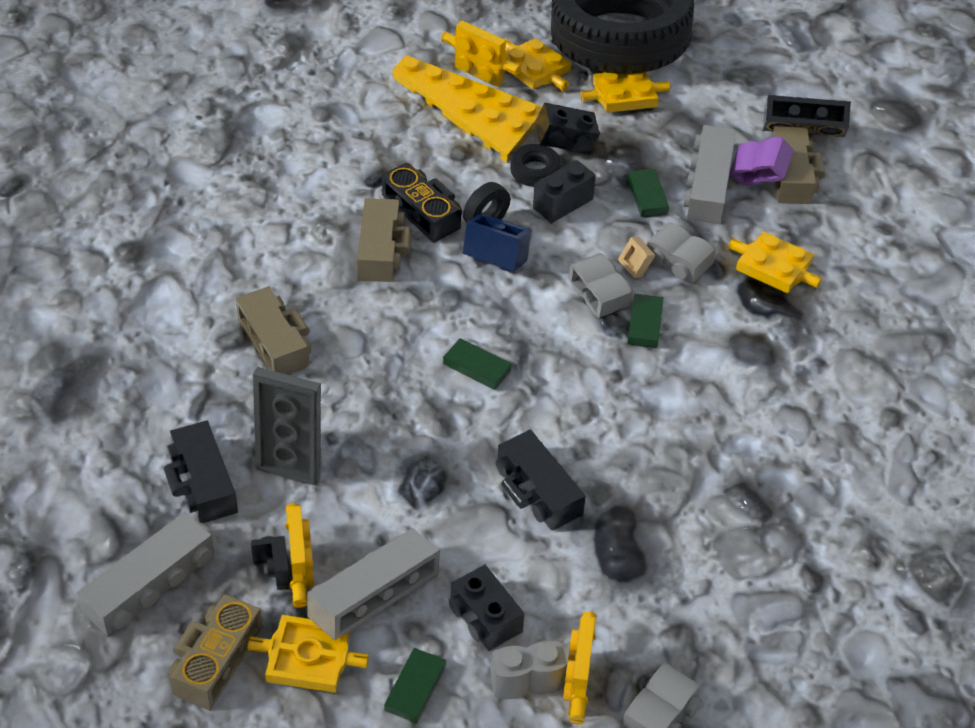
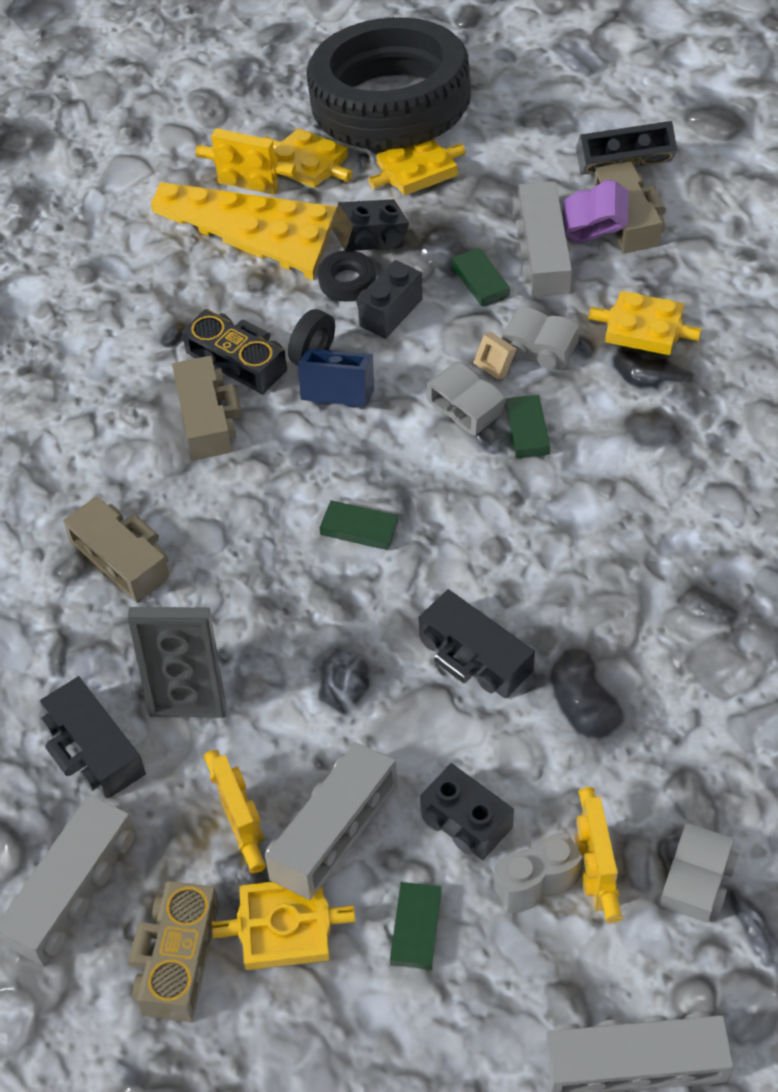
camera: 10 degrees left, 5 degrees up
(273, 552) = (207, 813): black bracket -> none

